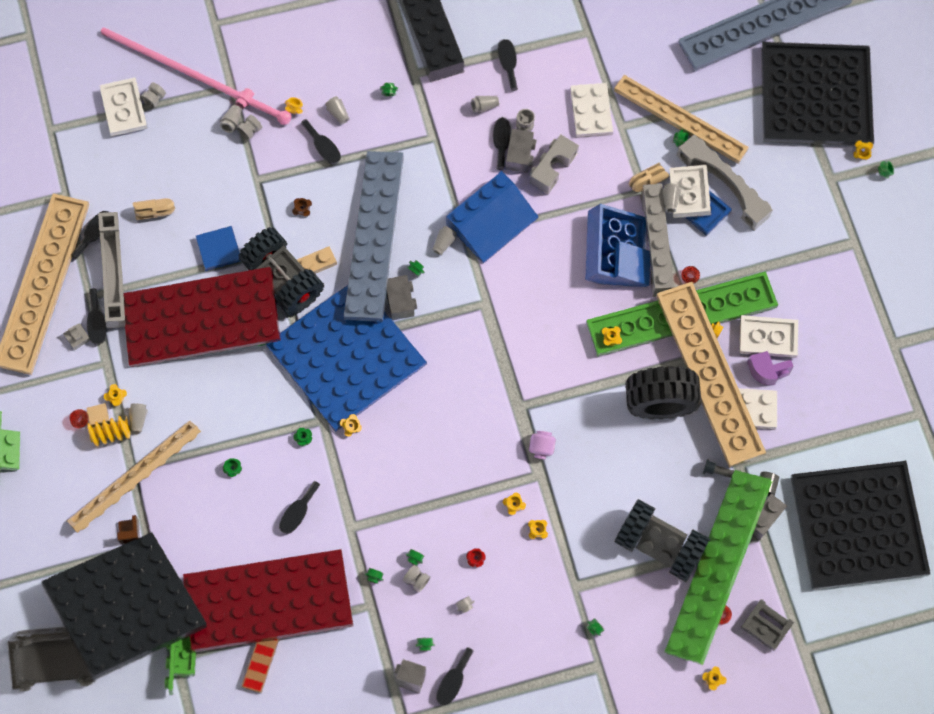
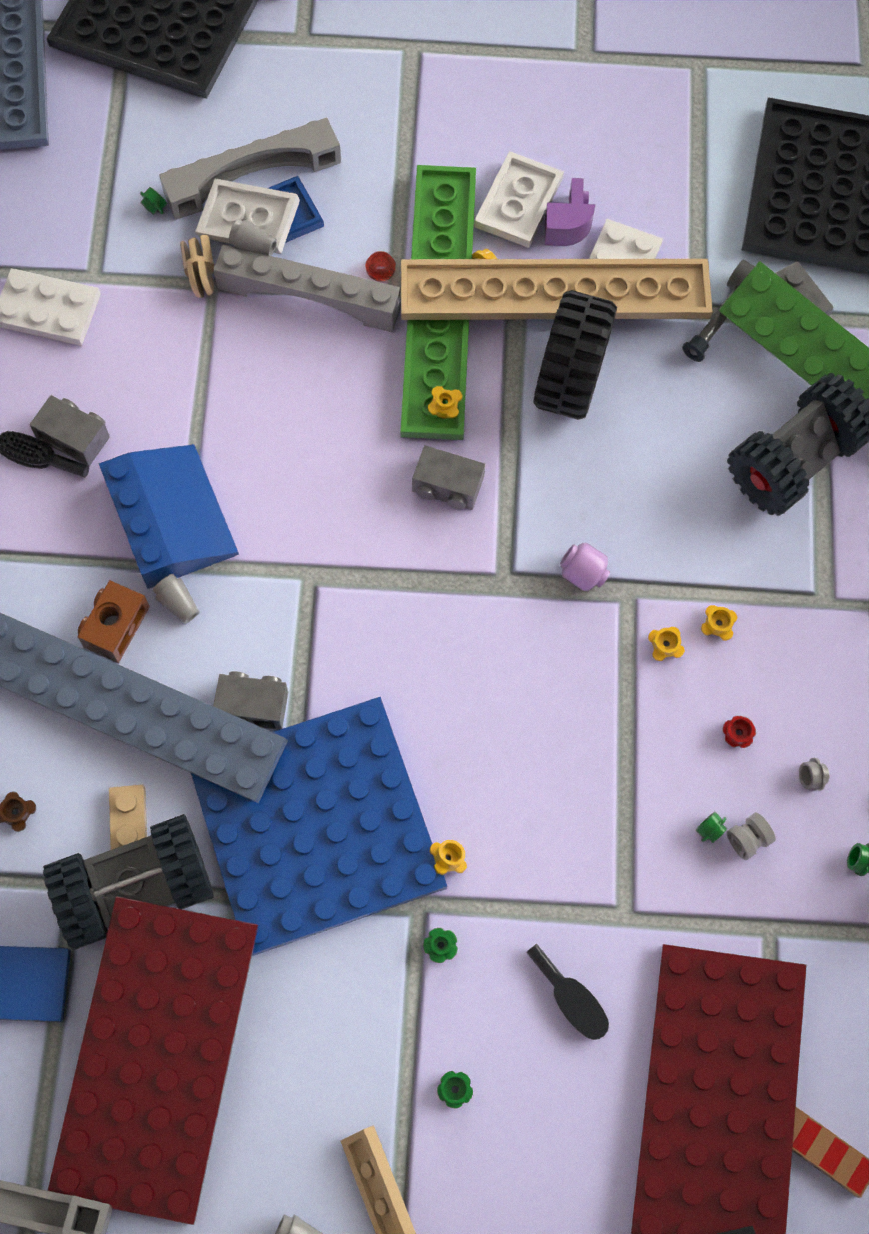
camera: 70 degrees left, 0 degrees up
(374, 575) = (725, 904): green plate -> none
(410, 219) = (113, 639): none -> dark orange brick
(416, 267) = (207, 658): green plate -> none
(525, 116) = (20, 404): light grey wheel -> none
(561, 151) = (129, 408): light grey arch -> none
(568, 354) = (448, 478): none -> flat silver brick
(605, 229) = (293, 351): blue slope -> none
(632, 264) = (336, 333): tile -> none
(681, 118) = (117, 190): tan plate -> none

